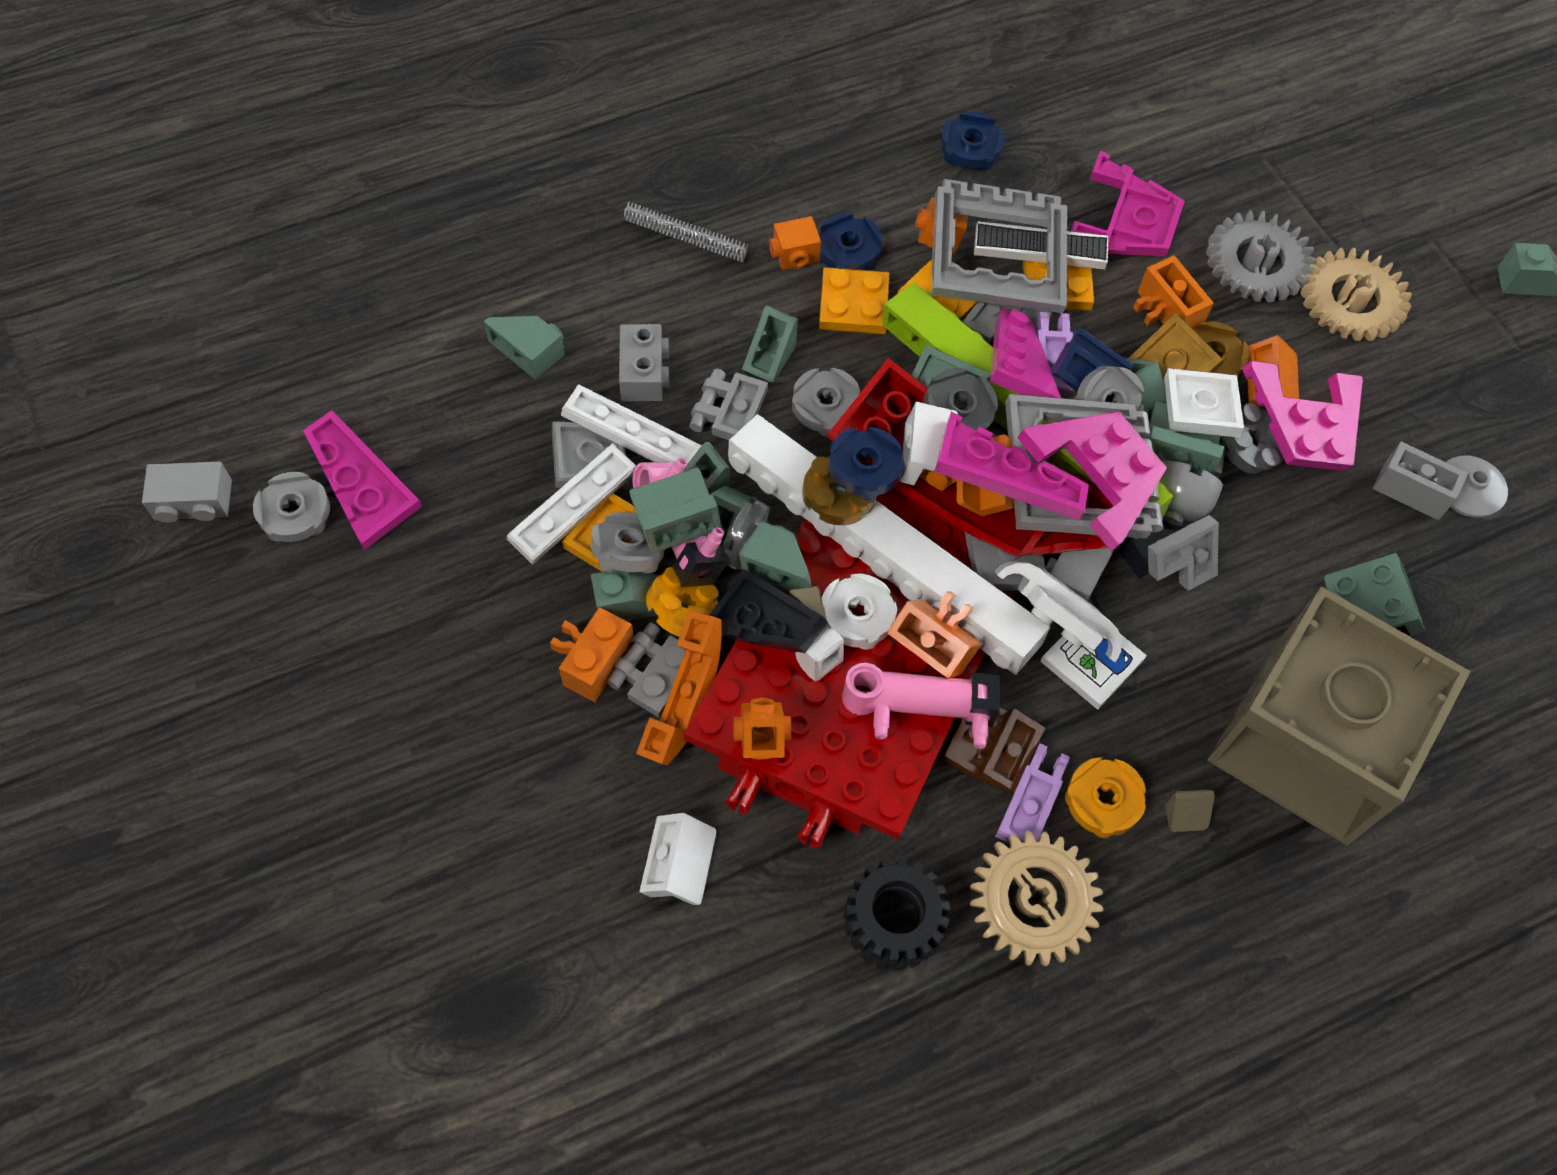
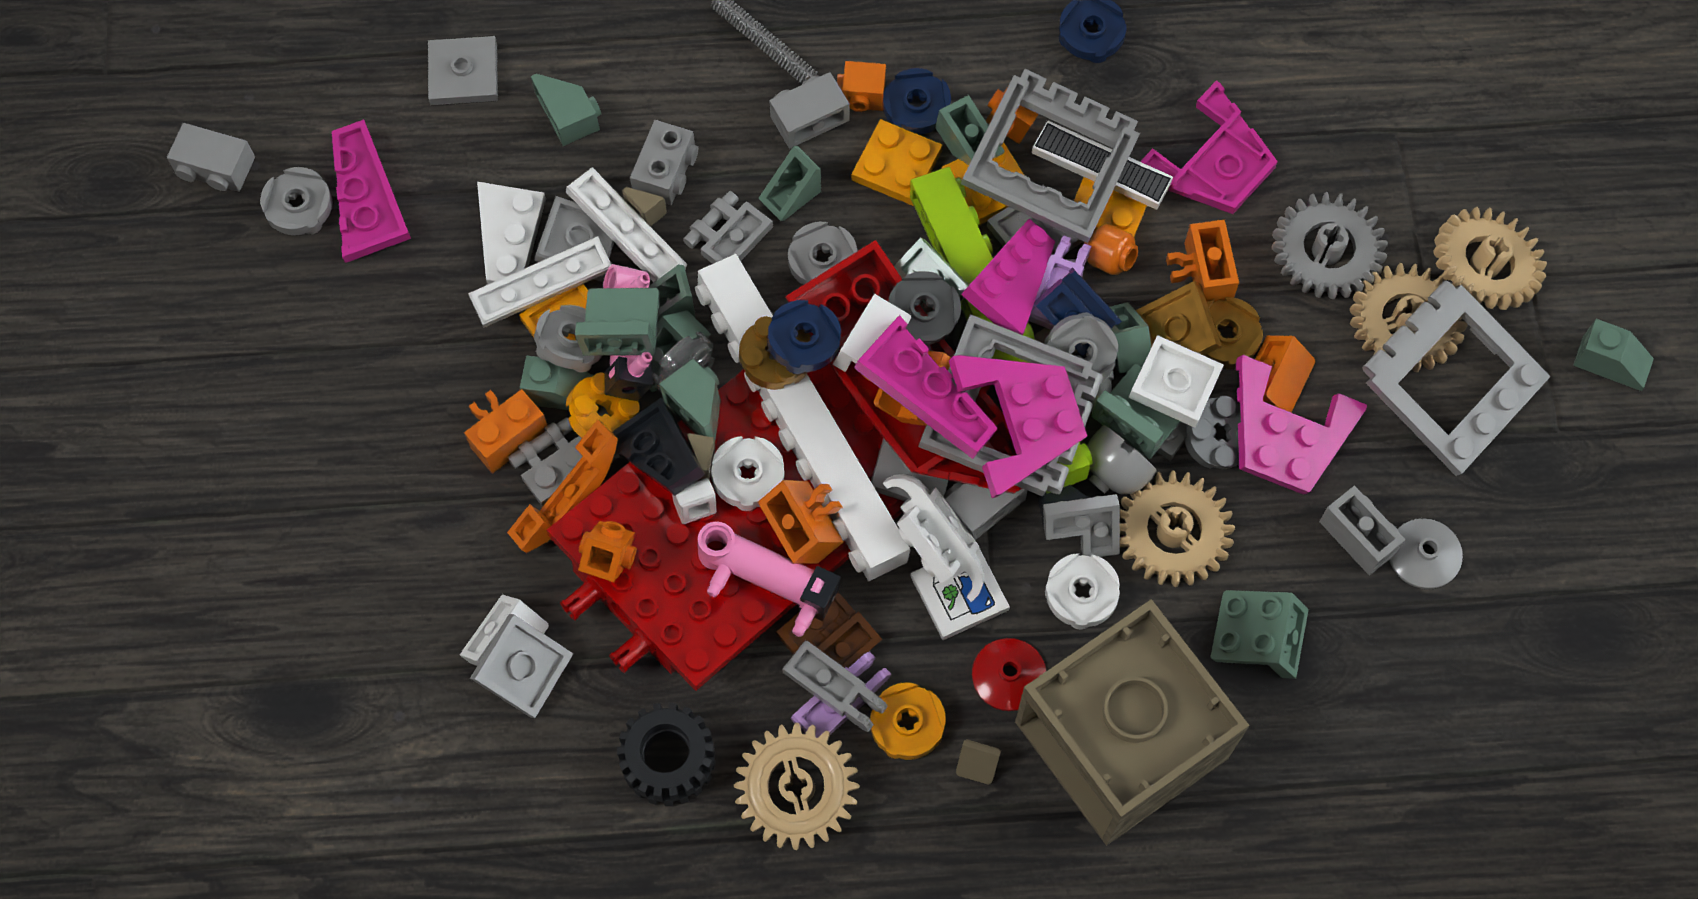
camera: 25 degrees right, 5 degrees up
(410, 340) = (462, 70): none -> light grey plate
(515, 467) = (508, 227): none -> white wing
(645, 403) = (647, 205): none -> dark tan slope
(711, 879) = (521, 666): none -> light grey plate
(758, 276) = (809, 109): none -> light grey brick
(906, 252) = (963, 129): none -> sand green slope
(1027, 785) = (832, 684): none -> light grey hinge
(1084, 312) = (1112, 249): none -> orange head
(1164, 731) = (990, 681): none -> red dish
(1200, 637) = (1082, 611): none -> white plate
(1257, 535) = (1186, 499): none -> tan gear
(1378, 318) = (1492, 412): none -> light grey hinge
(1399, 219) = (1498, 247): none -> tan gear

